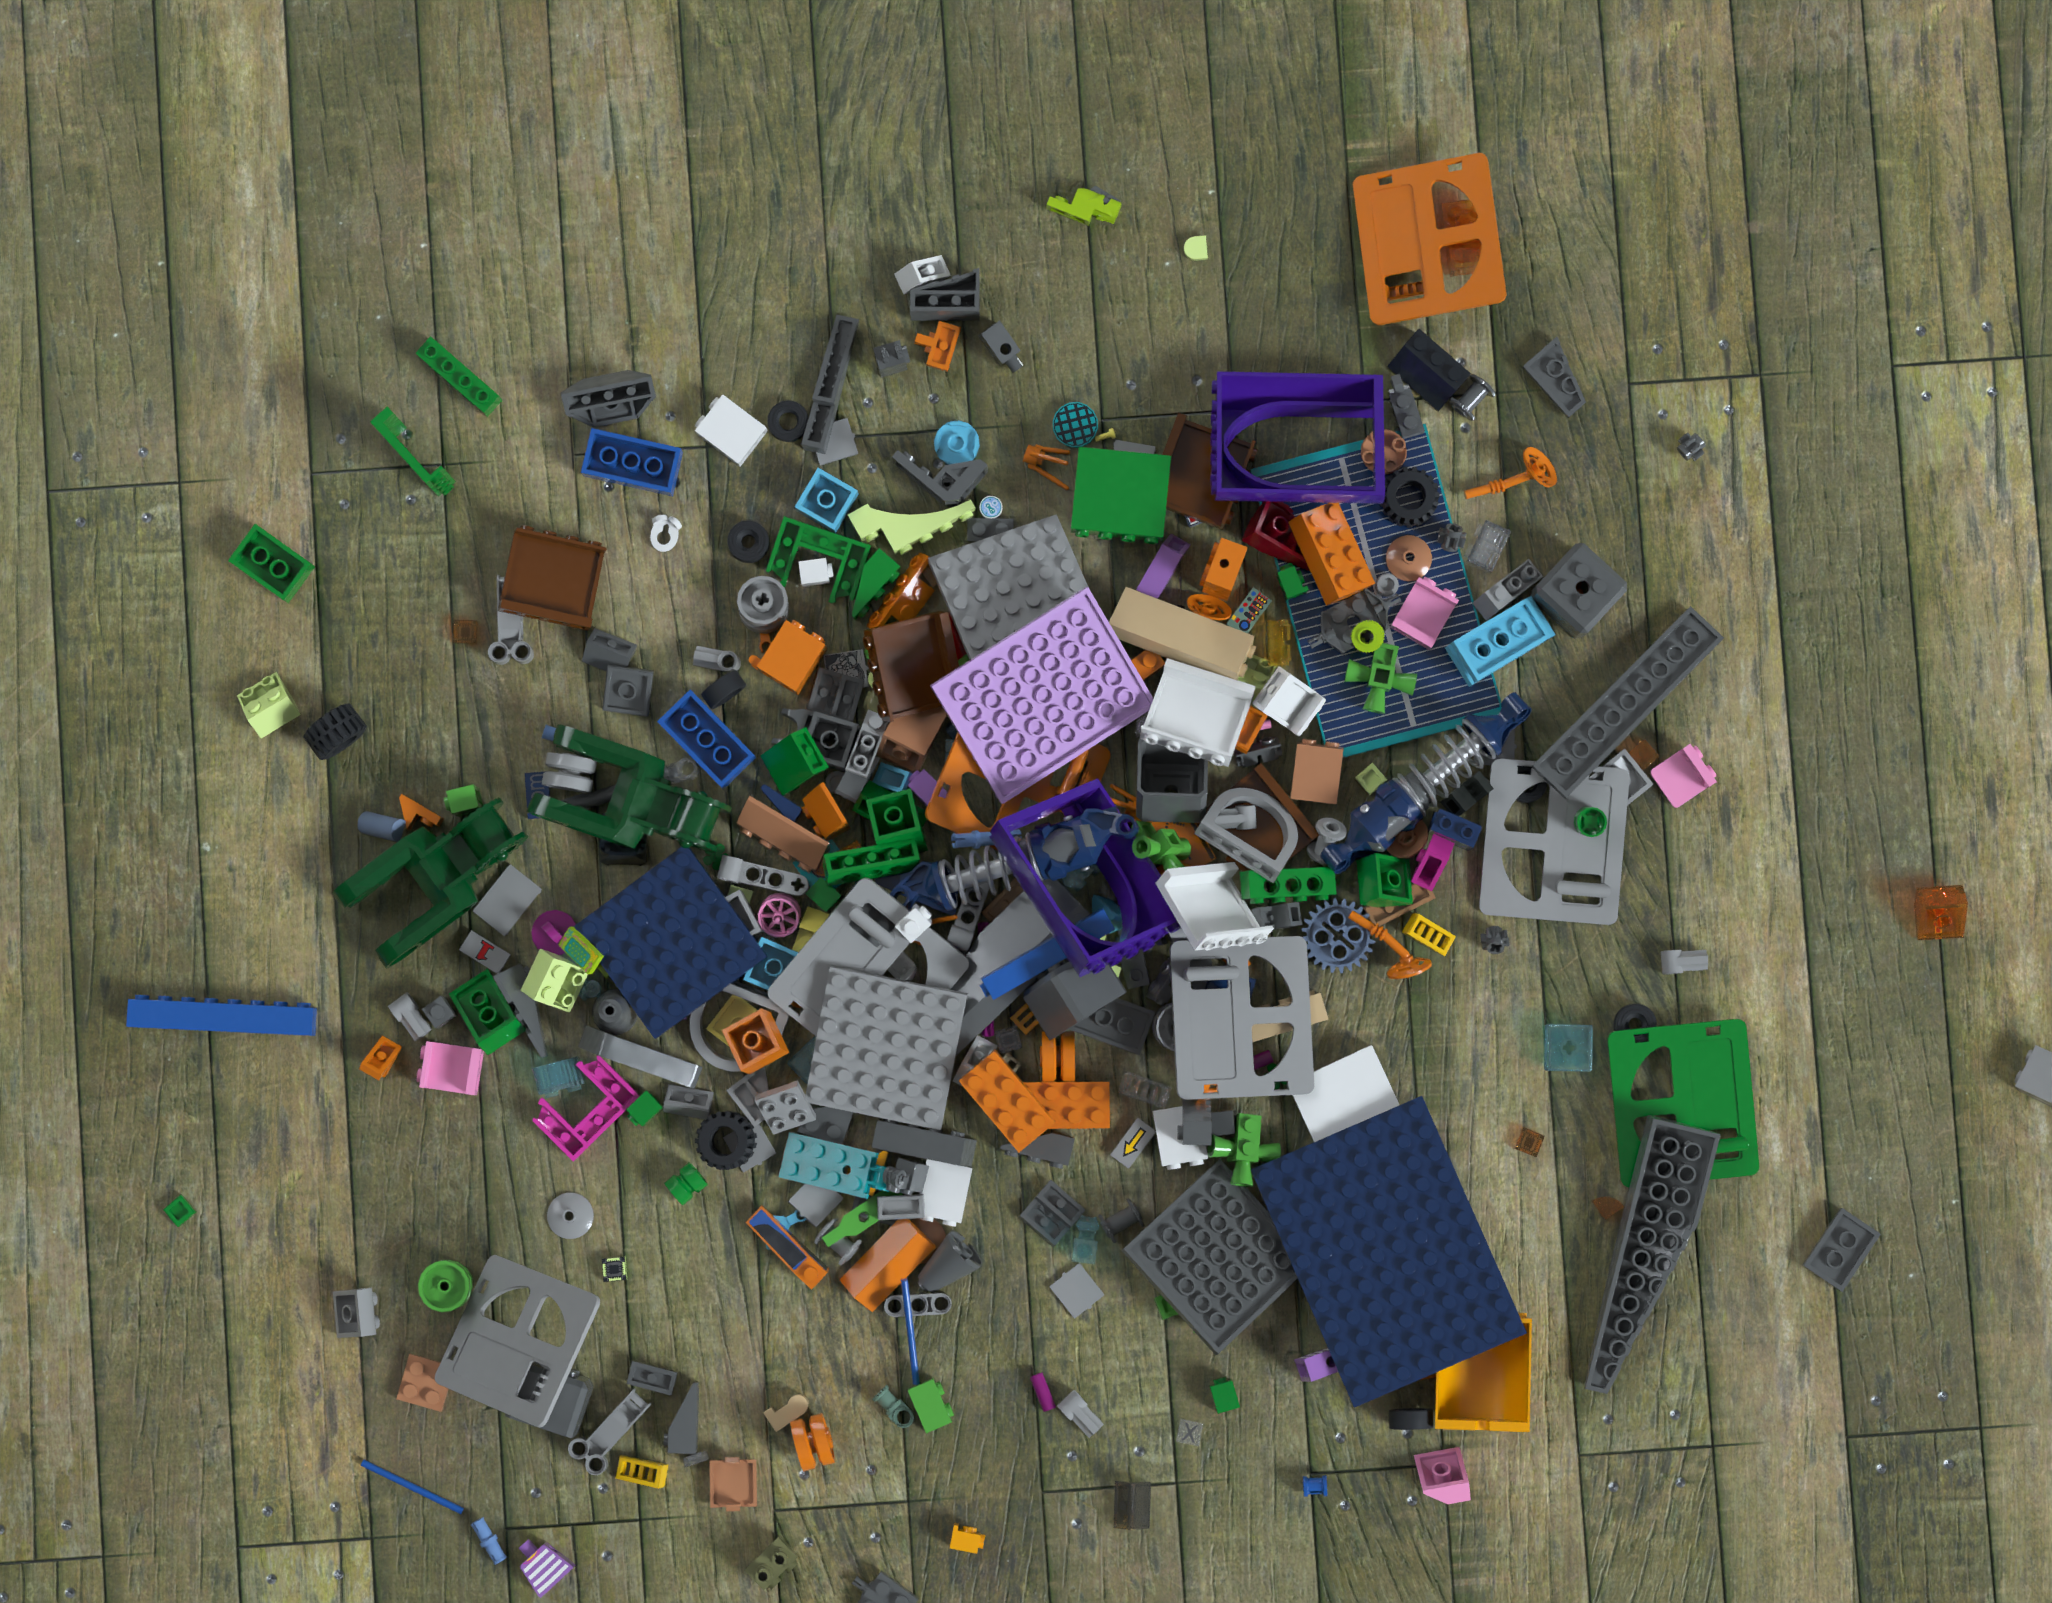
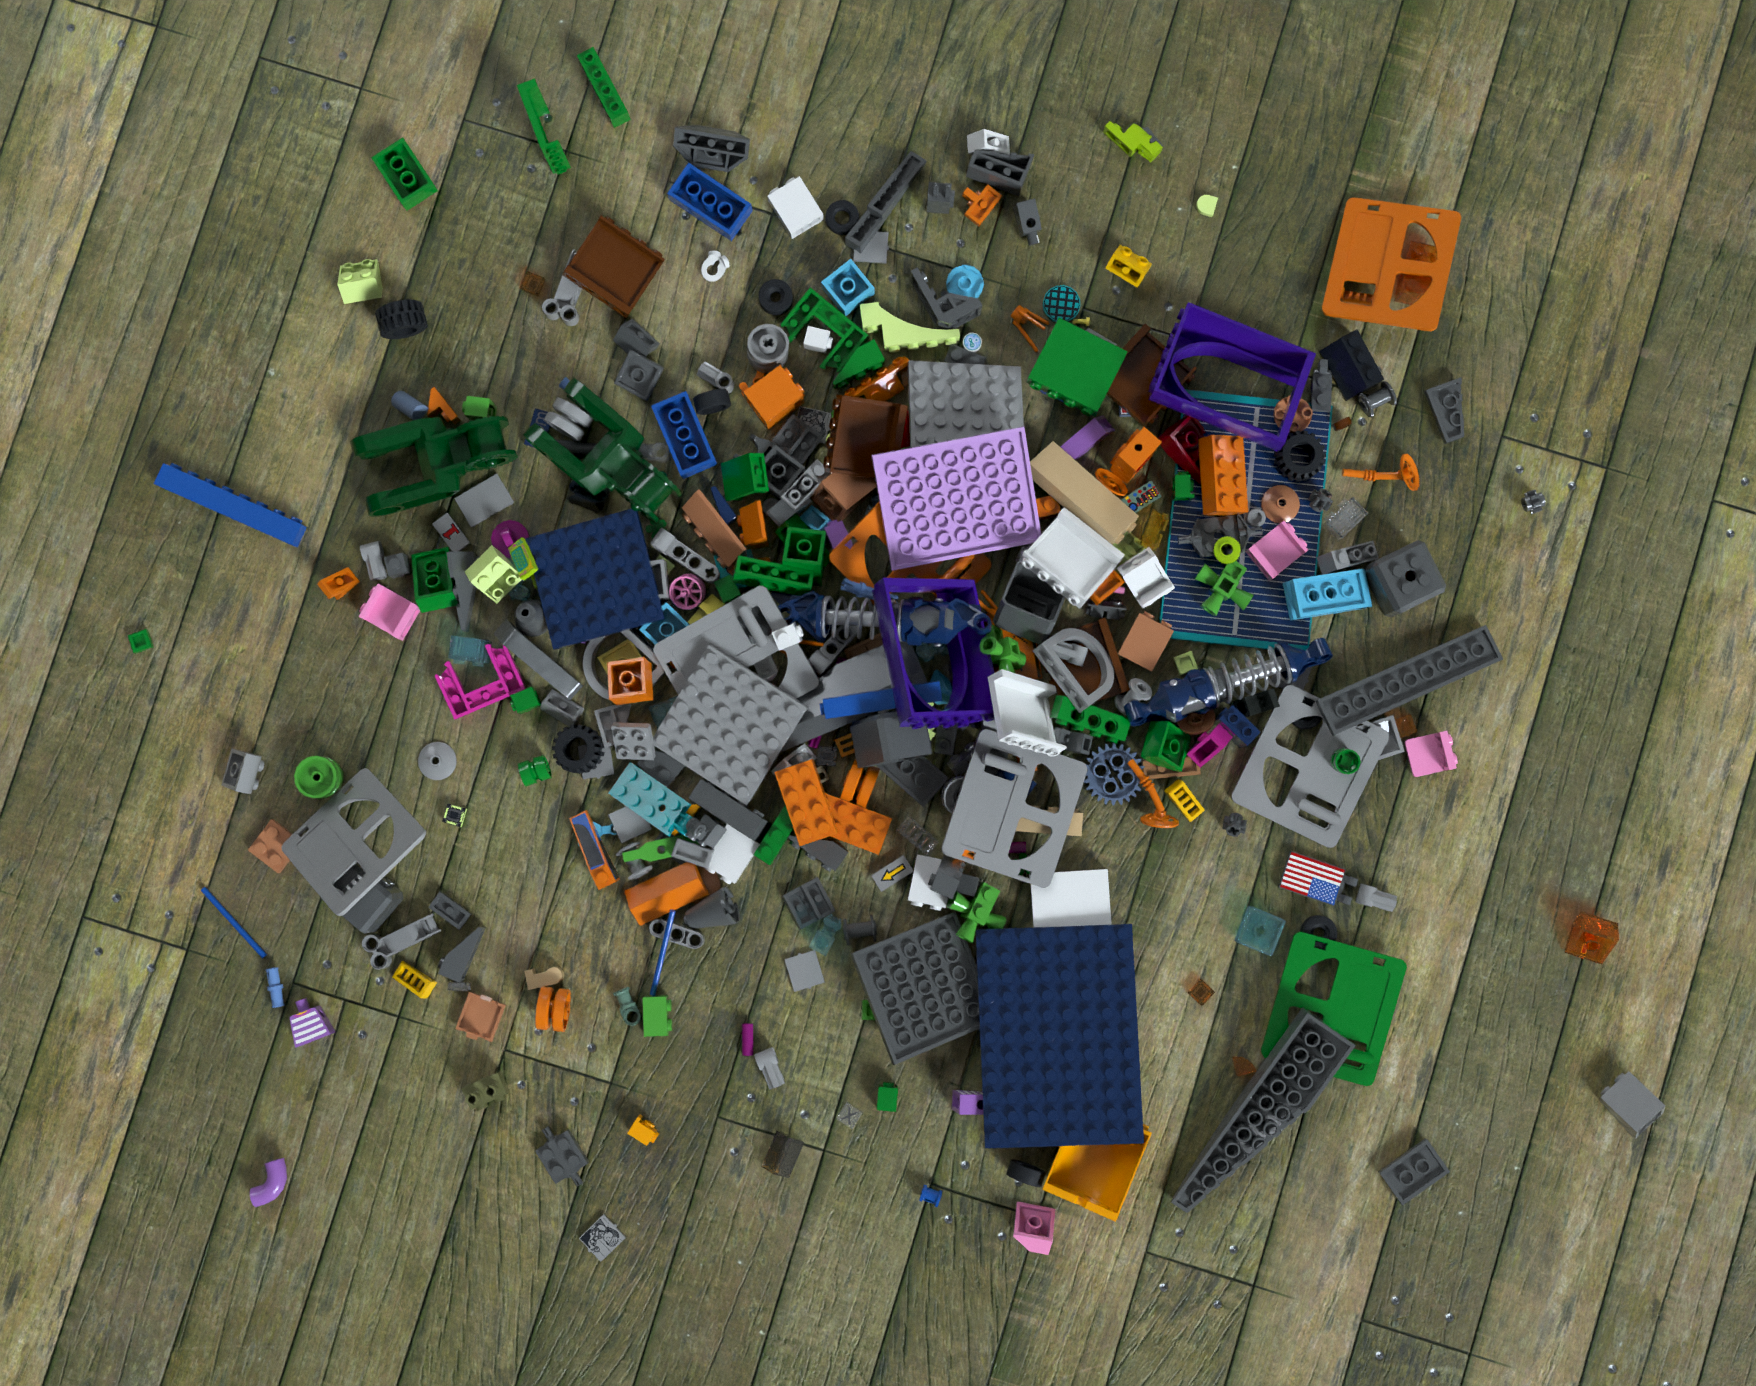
camera: 20 degrees right, 0 degrees up
(986, 1153) = (775, 838): none -> green brick
(1134, 353) = (1128, 265): none -> yellow brick
(1443, 440) = (1342, 424): none -> reddish brown tile
(1608, 966) = (1315, 879): none -> tile

